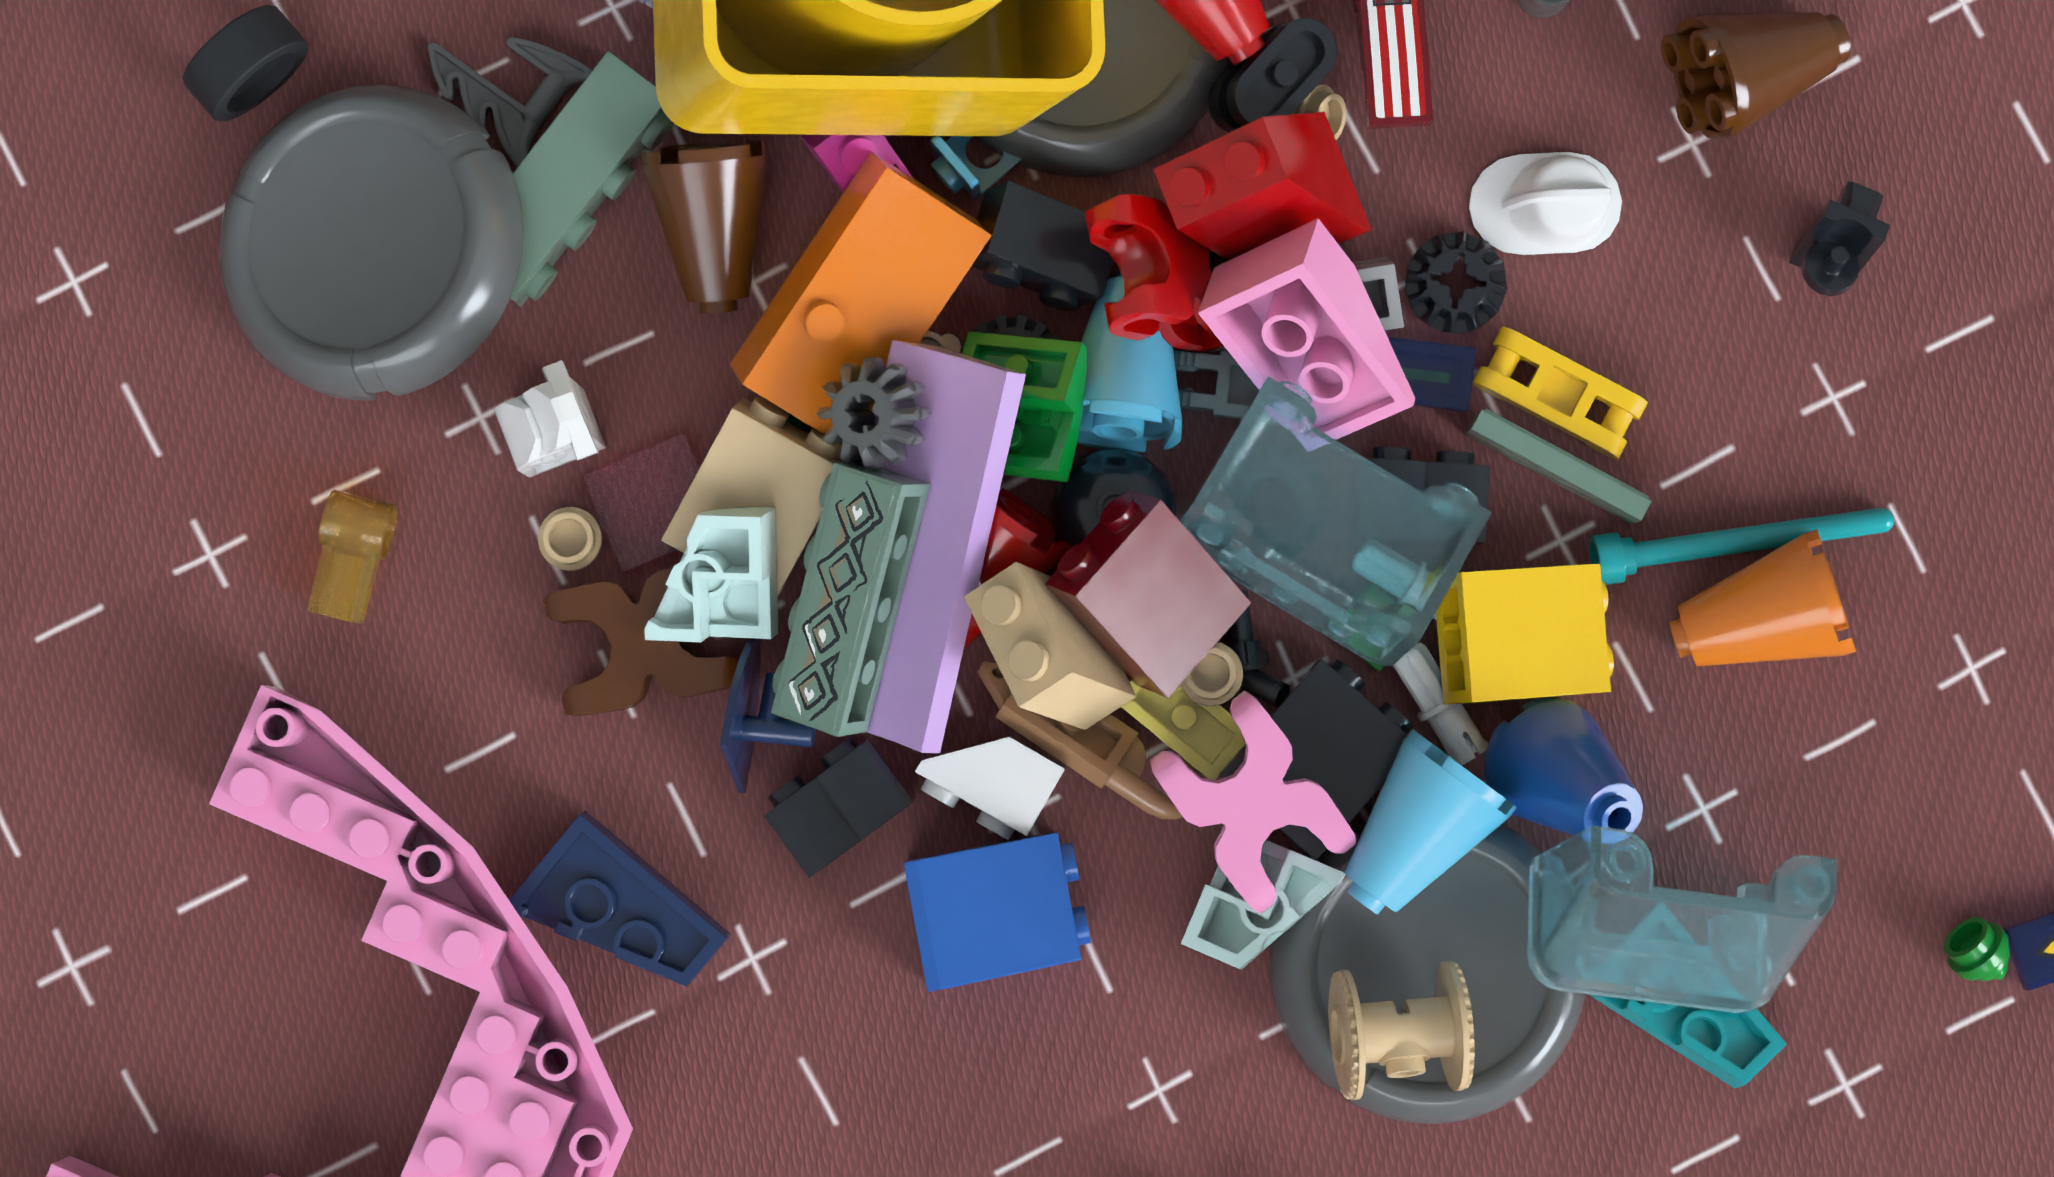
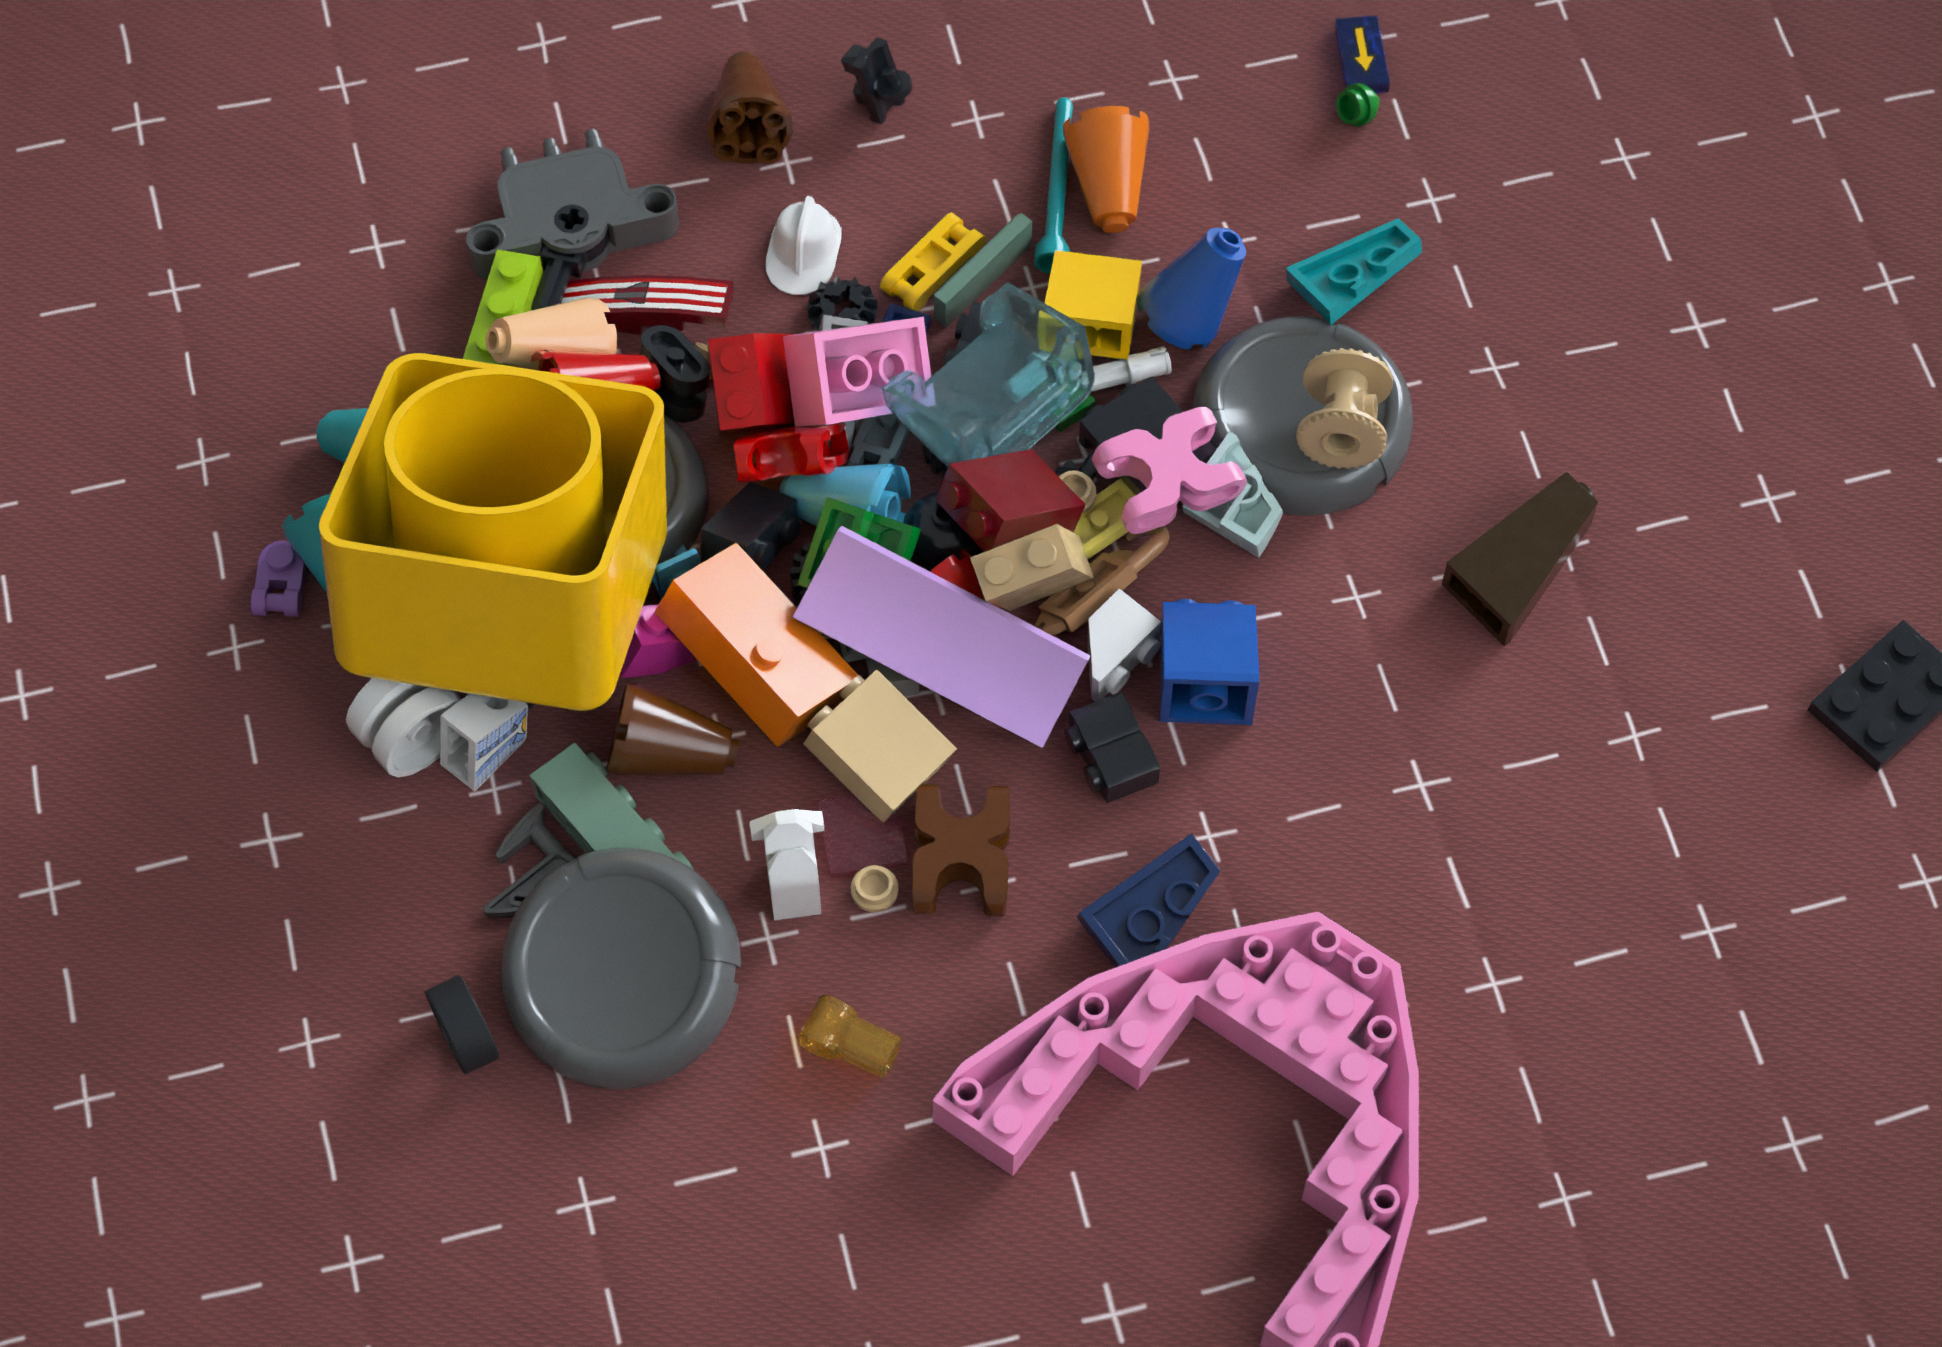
camera: 75 degrees left, 25 degrees down
(722, 580) = (933, 768): light aqua slope -> none
(742, 724) = (1035, 778): dark blue shield -> none
(849, 598) = (967, 681): sand green brick -> none
(854, 421) = (842, 647): dark grey gear -> none
(1420, 825) = (1205, 369): medium azure cone -> none
(1615, 935) = (1304, 263): clear light blue windscreen -> none

